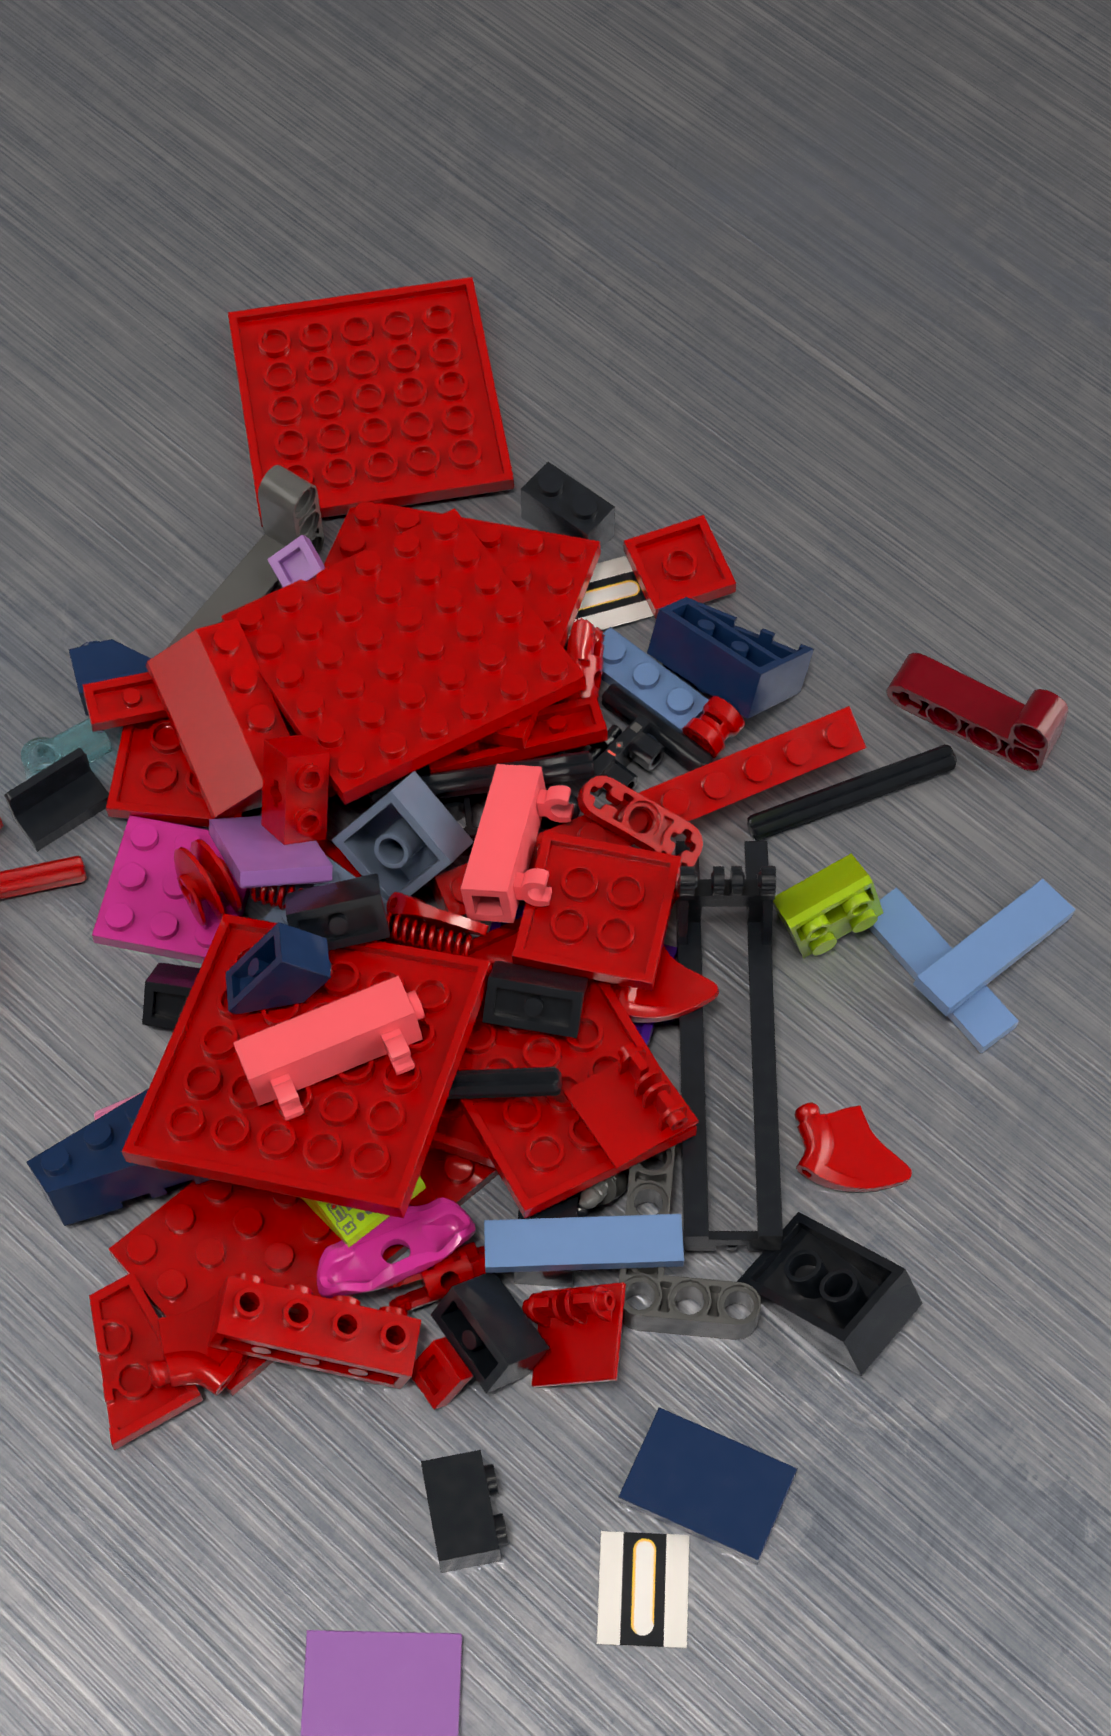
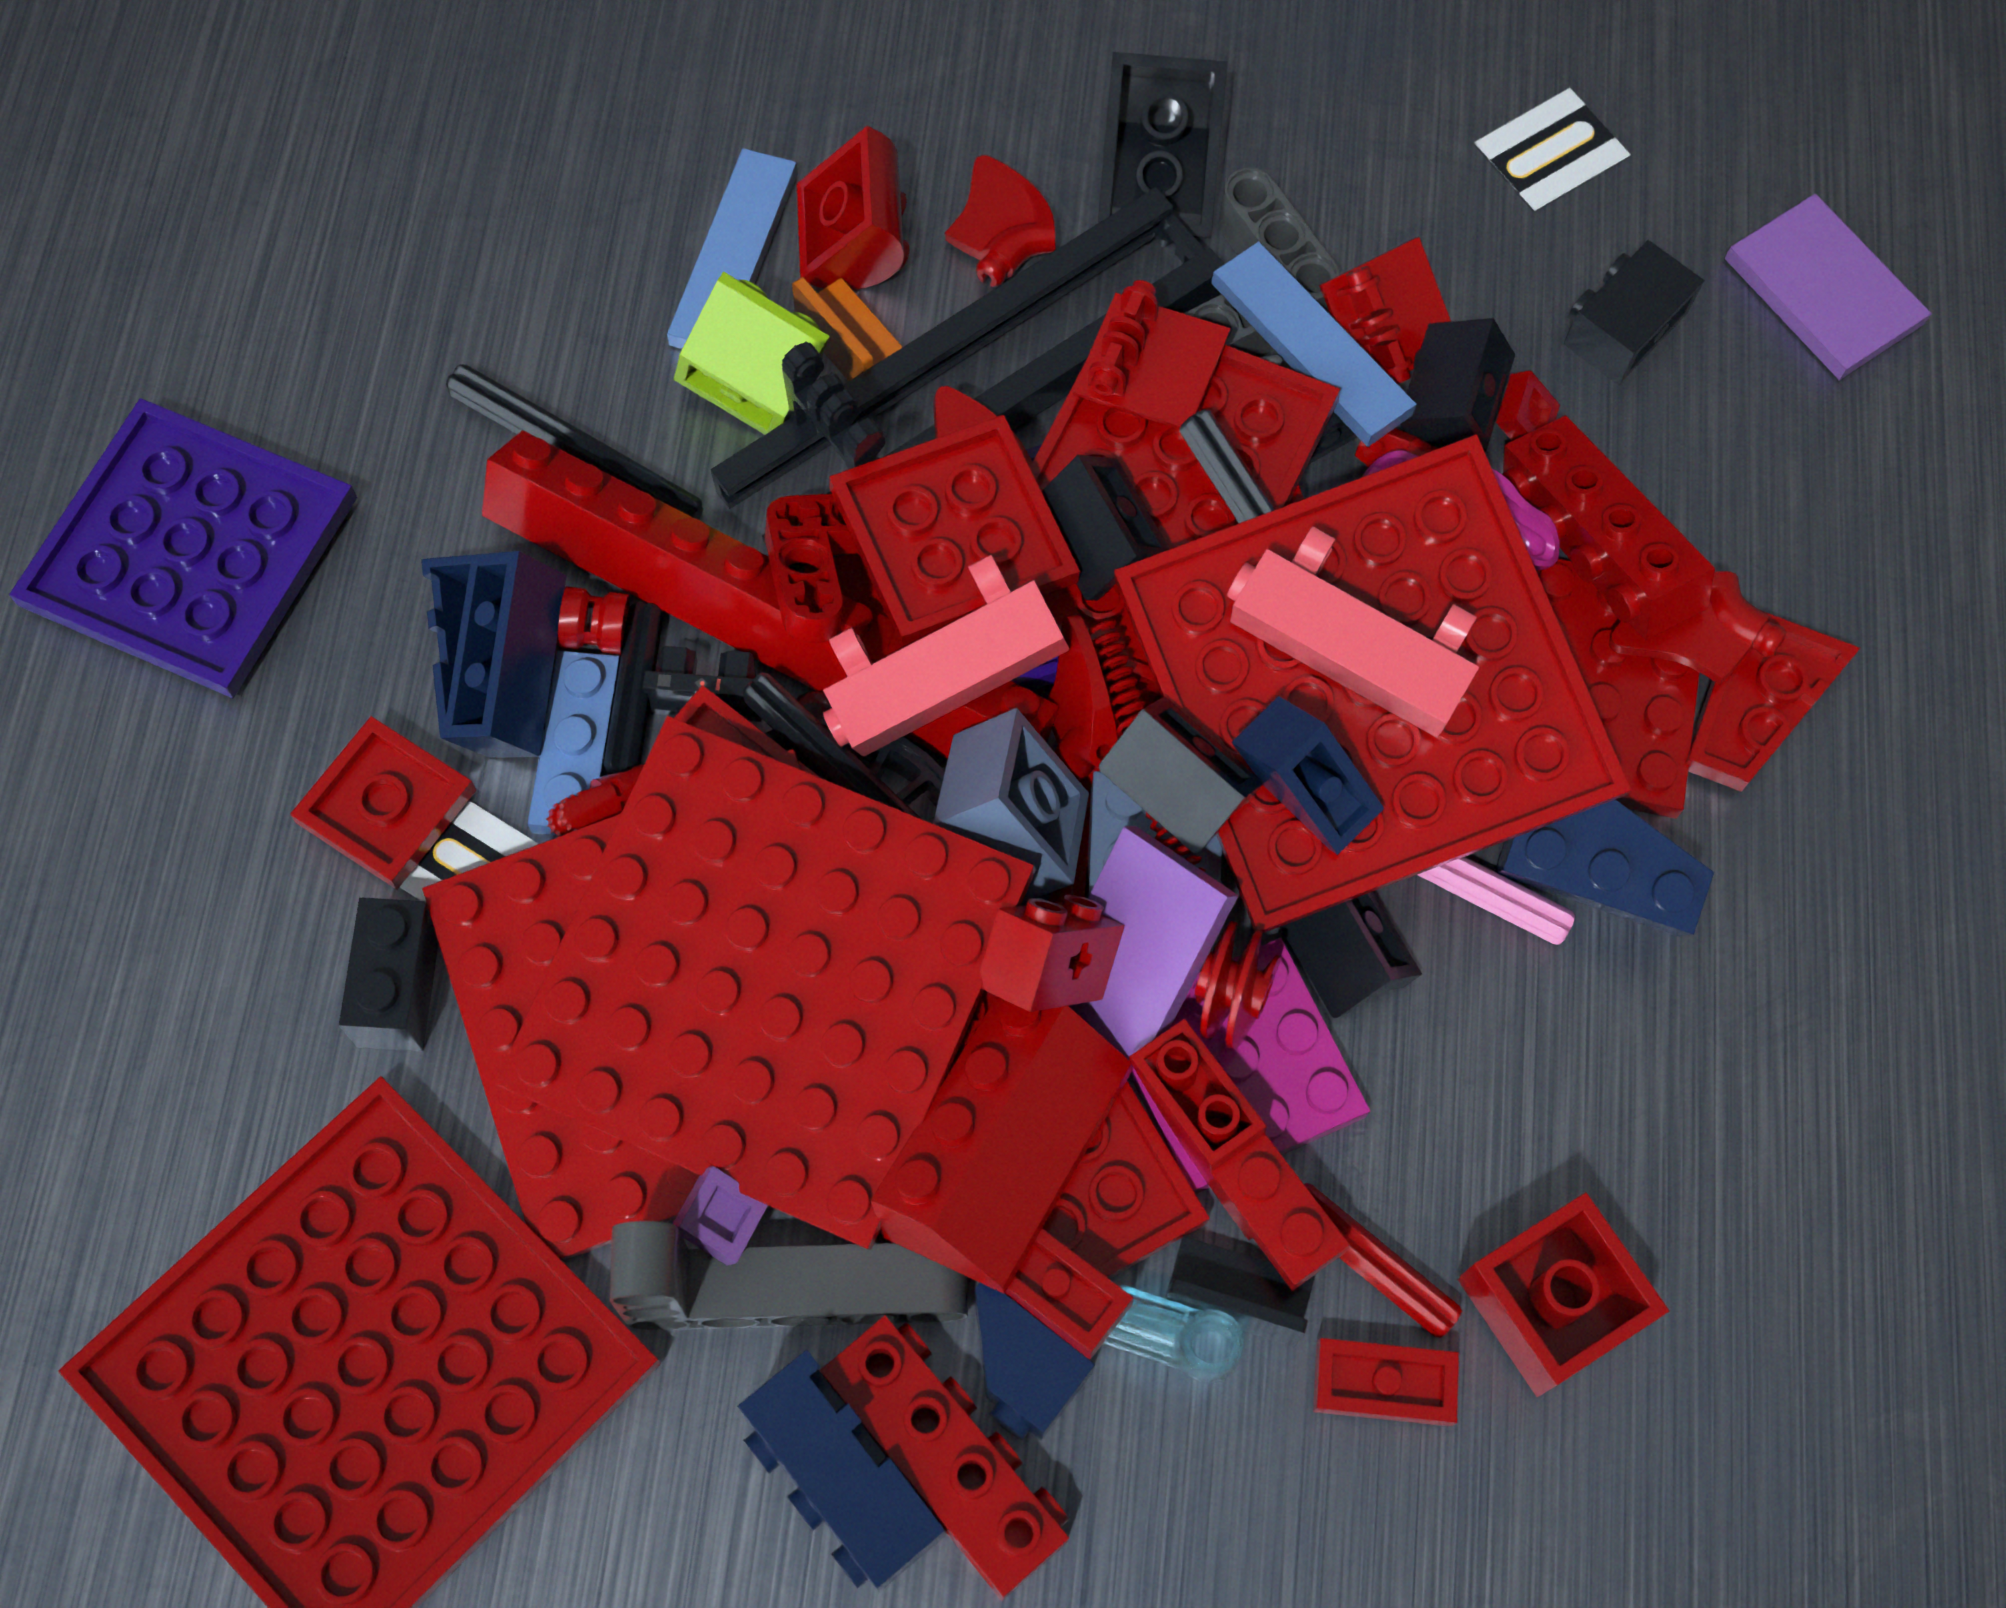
camera: 130 degrees left, 5 degrees up
(99, 610) = (946, 1457): none -> red brick
(118, 833) = (1236, 1155): none -> red slope
(134, 558) = (839, 1474): none -> dark blue wedge
(707, 1485) = (1422, 147): dark blue tile -> none
(819, 992) = (855, 333): none -> orange panel
(902, 1044) = (853, 215): none -> red brick
(928, 556) = (184, 547): none -> dark purple plate
(979, 713) = (381, 364): dark red beam -> none
(994, 947) = (674, 206): medium blue tile -> none

